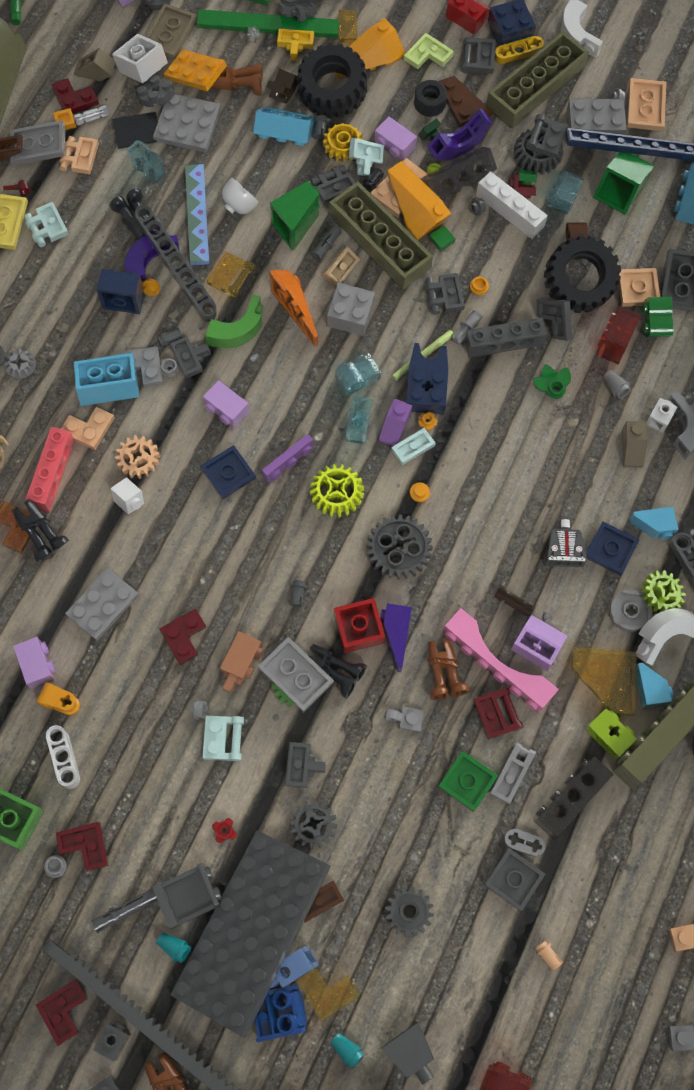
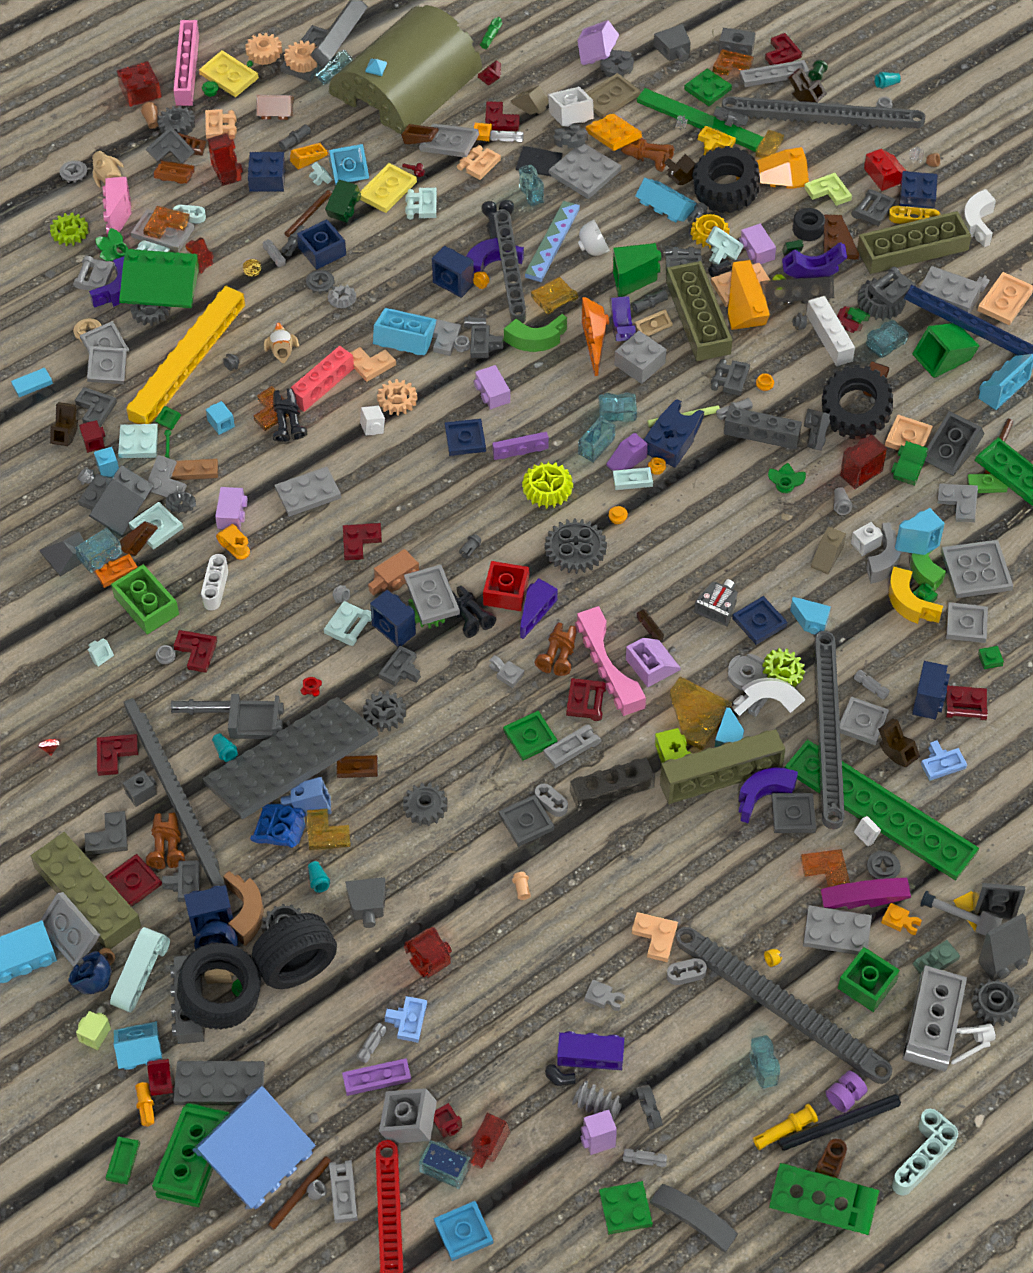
camera: 30 degrees right, 15 degrees down
(40, 50) = (491, 73): none -> dark red bracket
(269, 717) = (393, 618): none -> dark blue brick
(311, 275) = (621, 318): none -> dark purple arch
(442, 238) = (754, 335): green tile -> none

